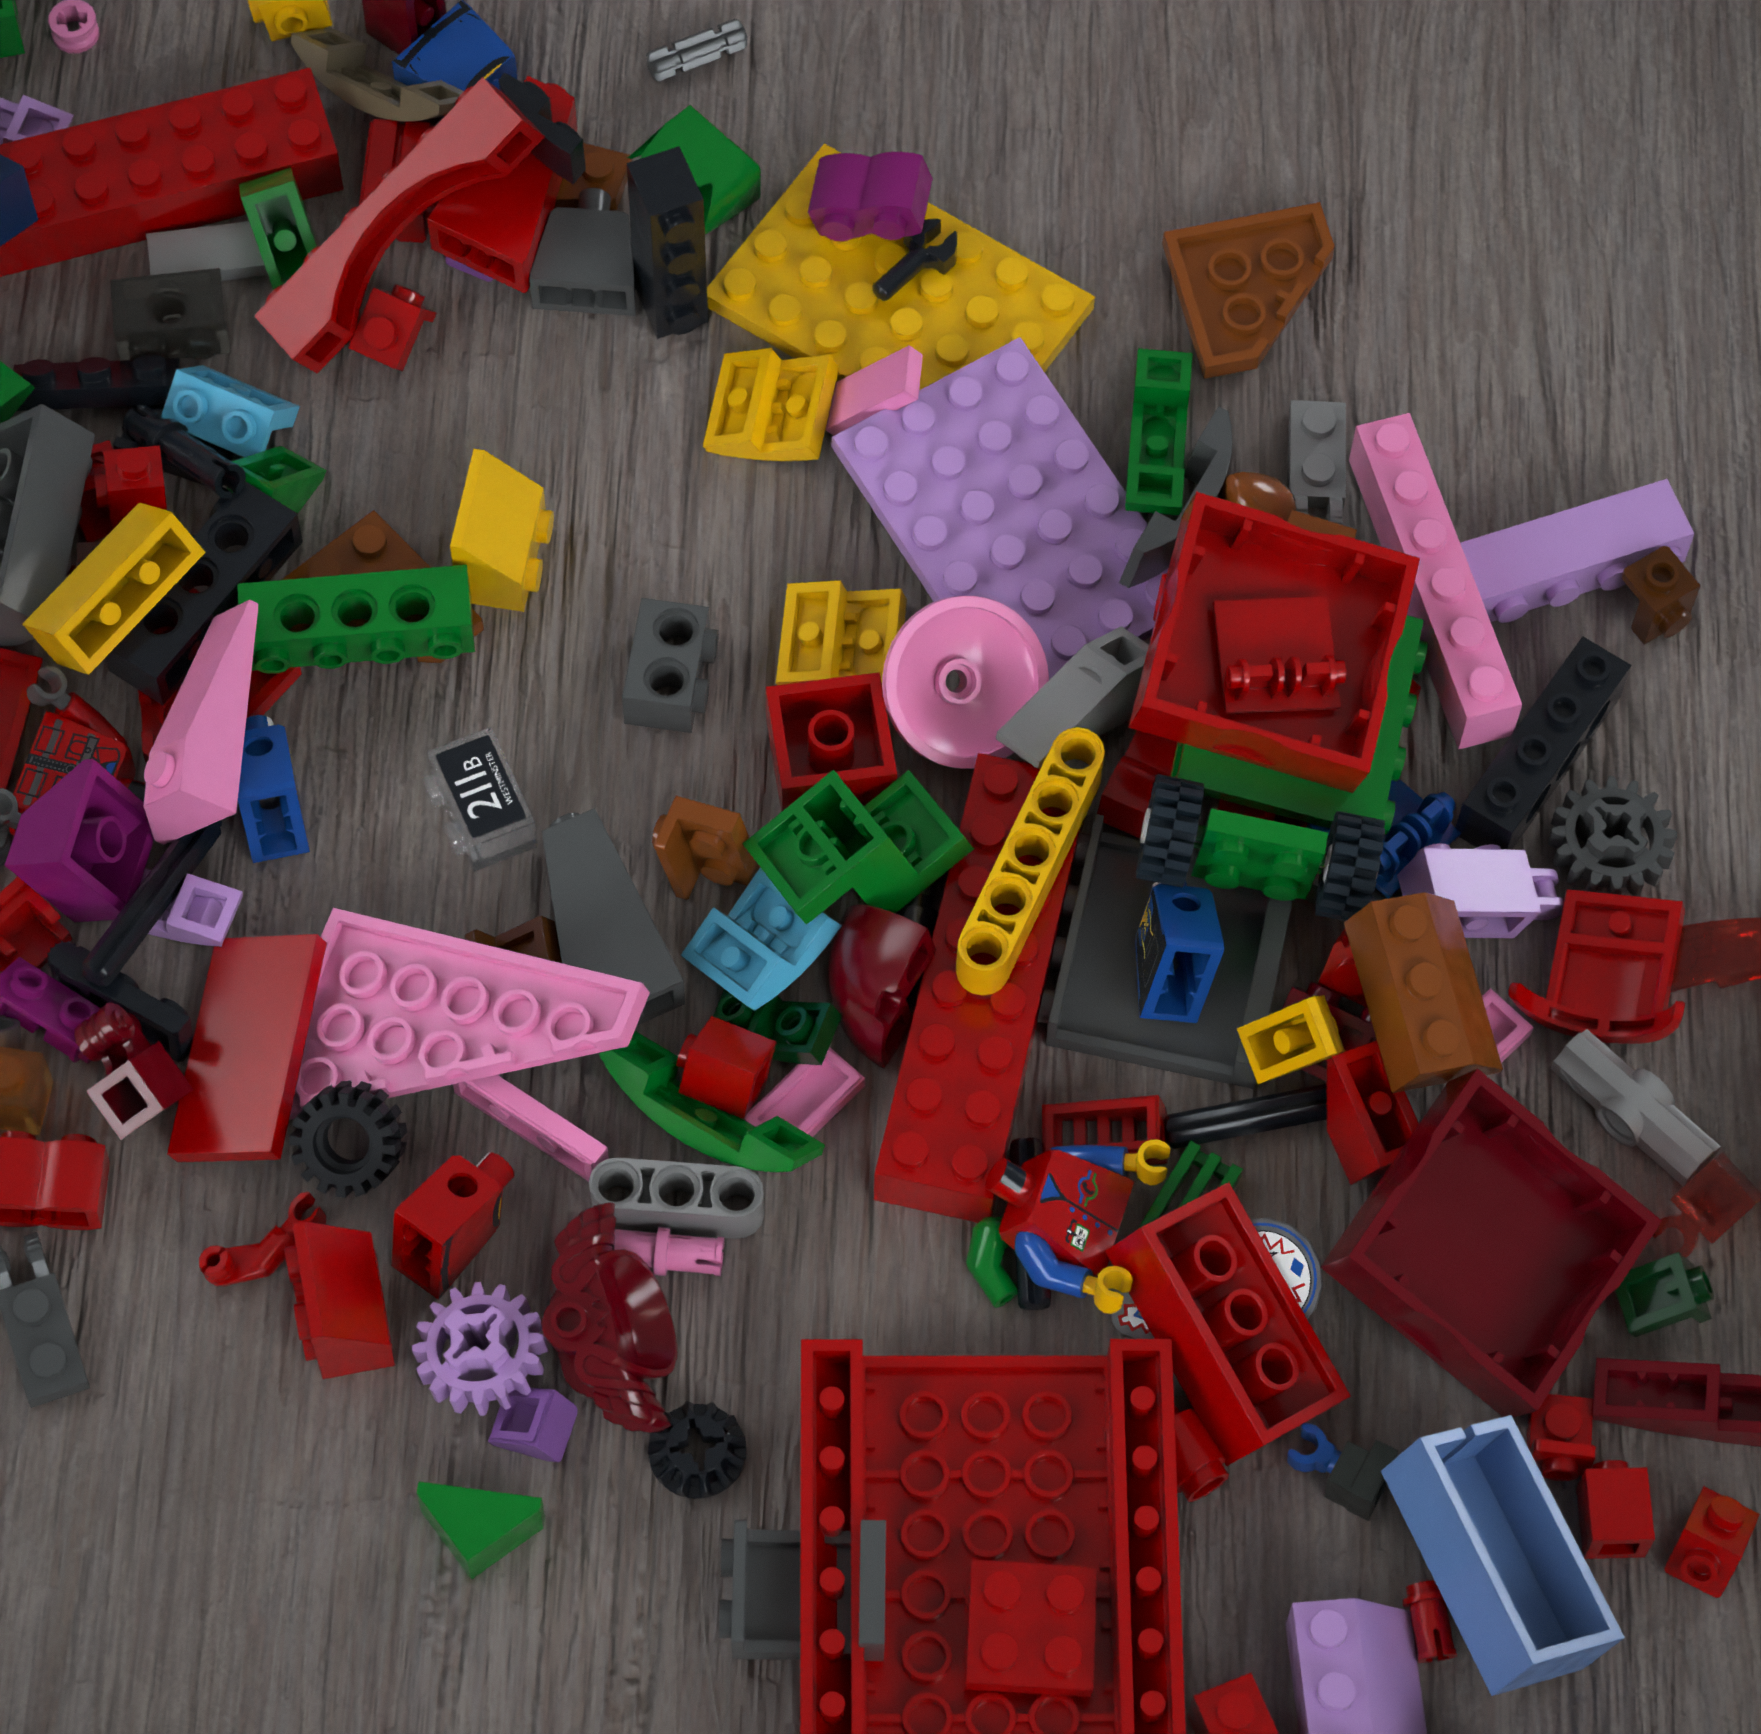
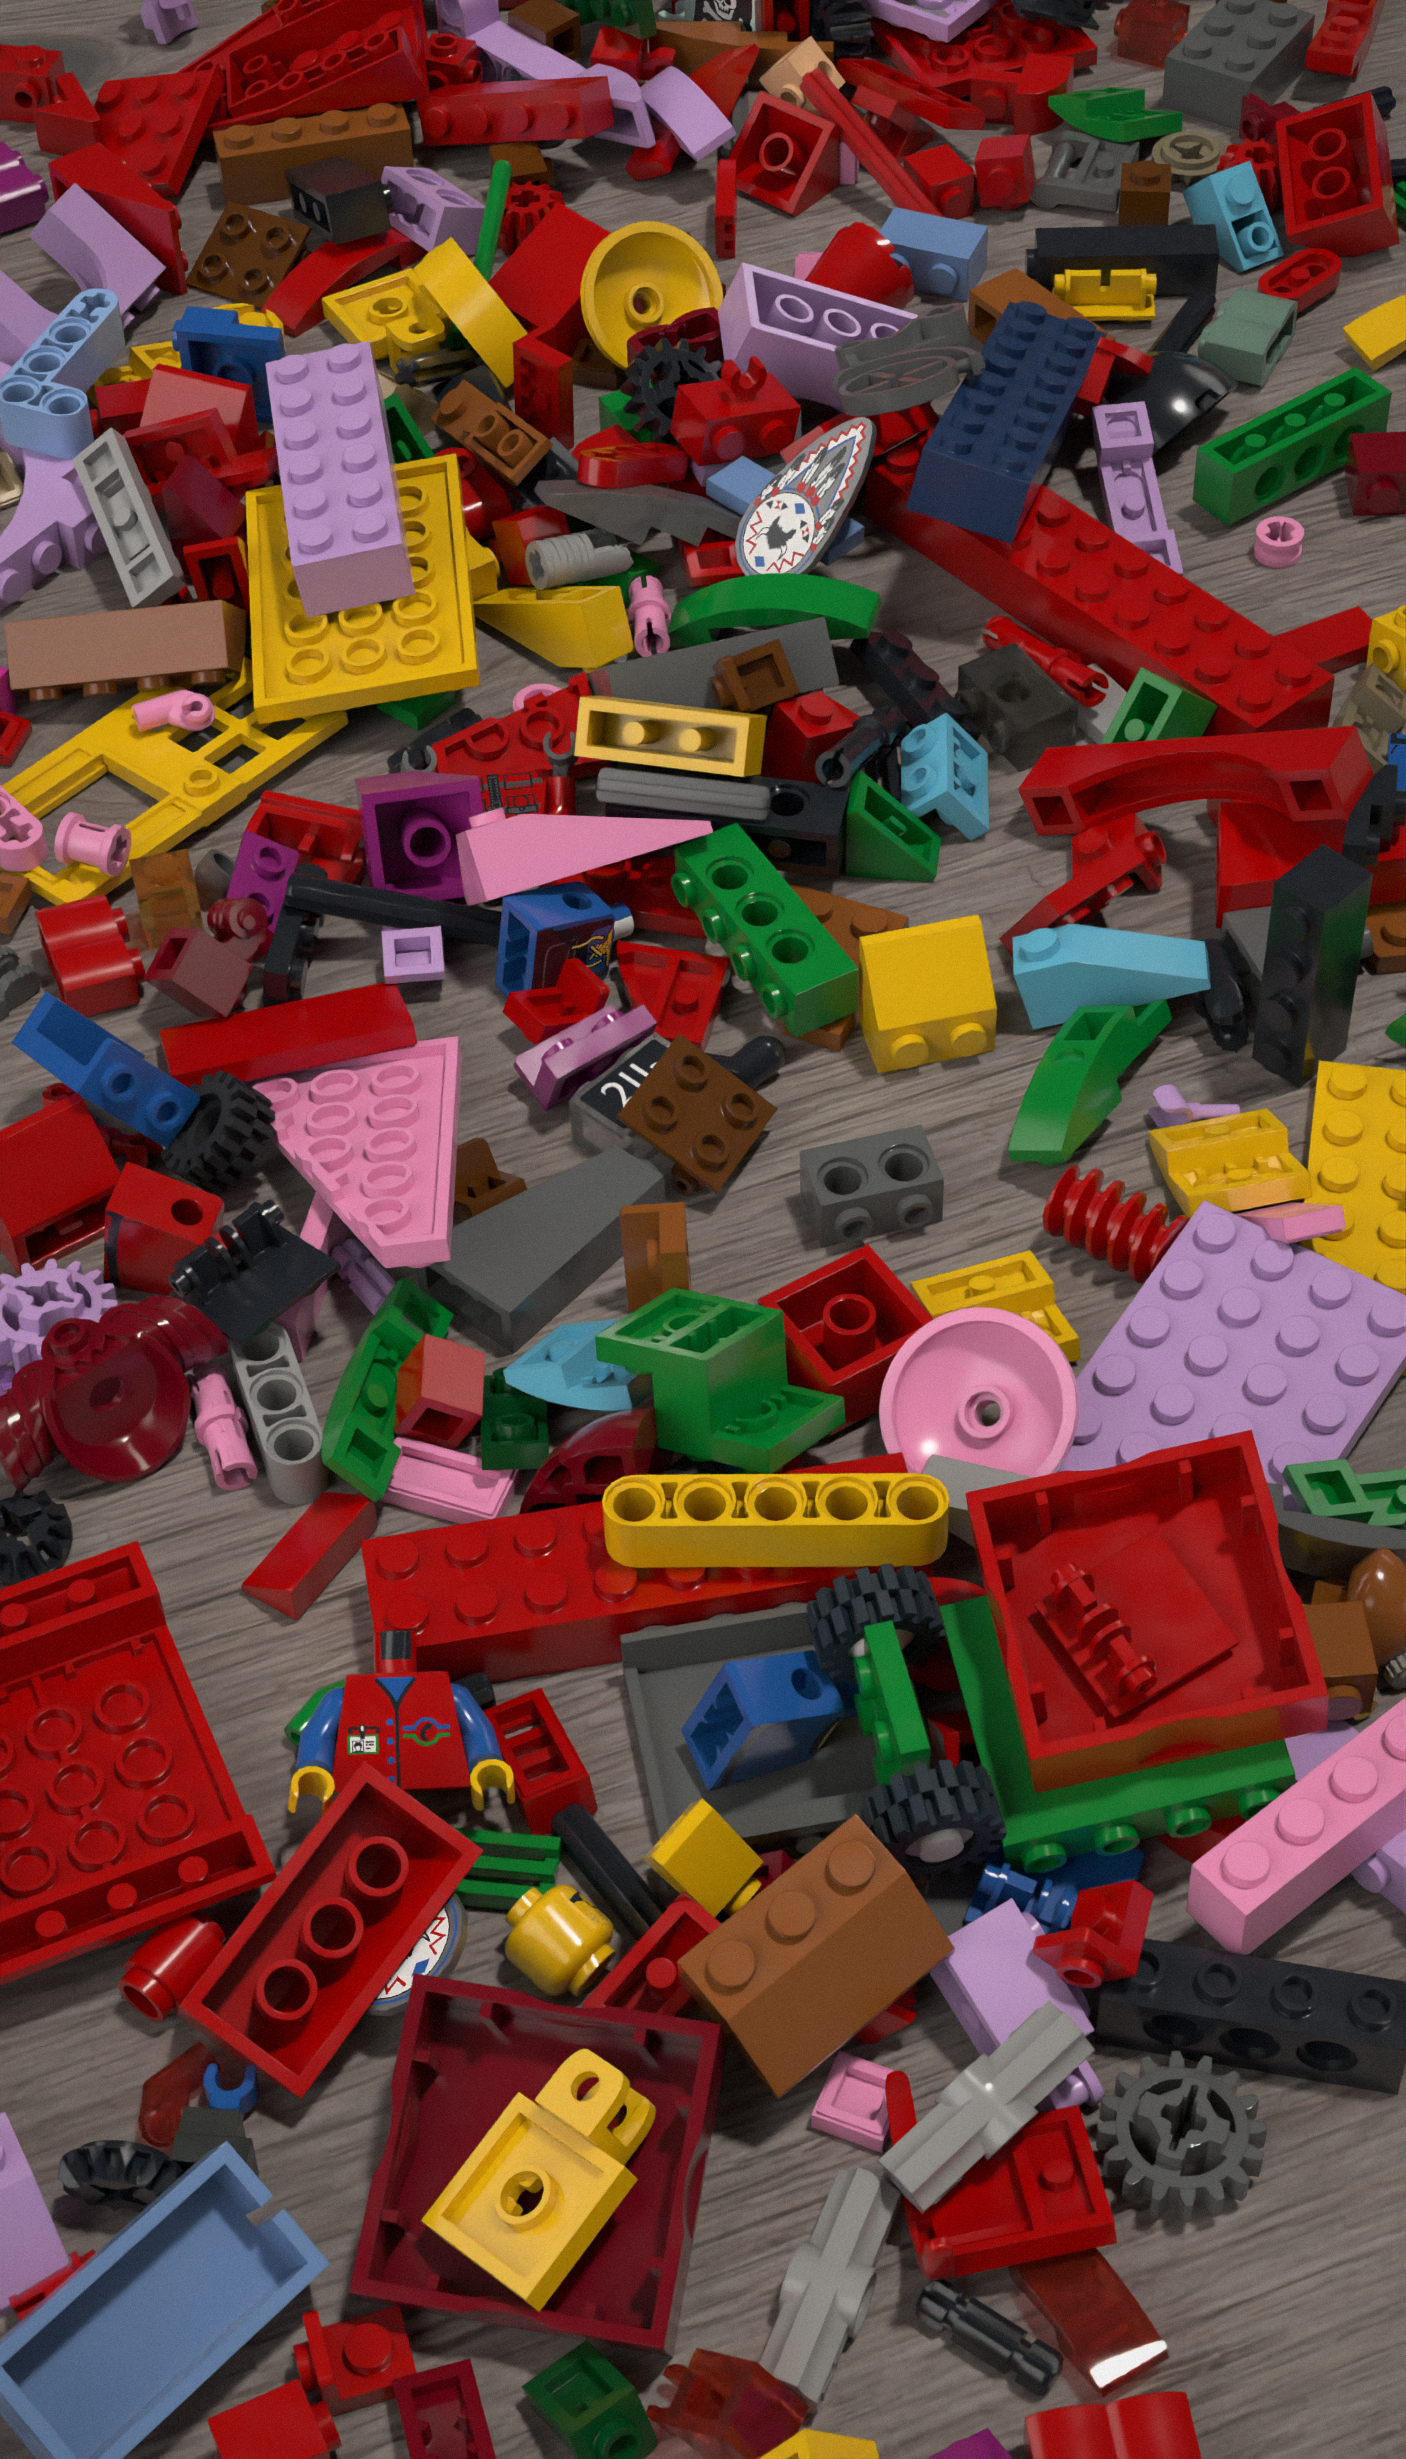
camera: 70 degrees right, 15 degrees down
(79, 495) = (753, 679): none -> reddish brown bracket
(155, 259) = (1059, 664): none -> red pin
(189, 609) = (683, 794): none -> dark grey axle
(201, 1226) = (105, 1070): none -> blue panel
(225, 48) = (1334, 640): none -> red tile
(332, 815) = (553, 1009): none -> red bracket
(364, 727) = (675, 987): none -> red wing
(405, 817) = (581, 1053): none -> magenta bracket
(449, 378) = (1081, 896): none -> red plate
(475, 701) = (755, 1060): none -> black arm
(536, 758) = (696, 1116): none -> reddish brown hinge
(542, 392) = (1102, 967): none -> medium azure slope
(554, 1160) = (255, 1277): none -> black hinge
(566, 1081) = (366, 1275): none -> lavender axle
(591, 327) = (1223, 1003): none -> black hinge
(640, 460) = (1078, 1078): none -> green slope
(693, 418) = (1176, 1111): none -> lavender hand
(806, 506) = (1108, 1225): none -> red piece
(825, 1226) = (312, 1552): none -> red slope
(1286, 1173) = (559, 1940): none -> yellow head
(1289, 1499) = (169, 2091): none -> clear red arm
(1365, 1543) = (117, 2174): none -> black gear
(1473, 805) = (1102, 1937): none -> red bracket
(1512, 1217) = (551, 2148): none -> yellow plate
(1565, 941) = (985, 2106): none -> light grey piece
(1705, 1023) = (989, 2336): none -> black axle

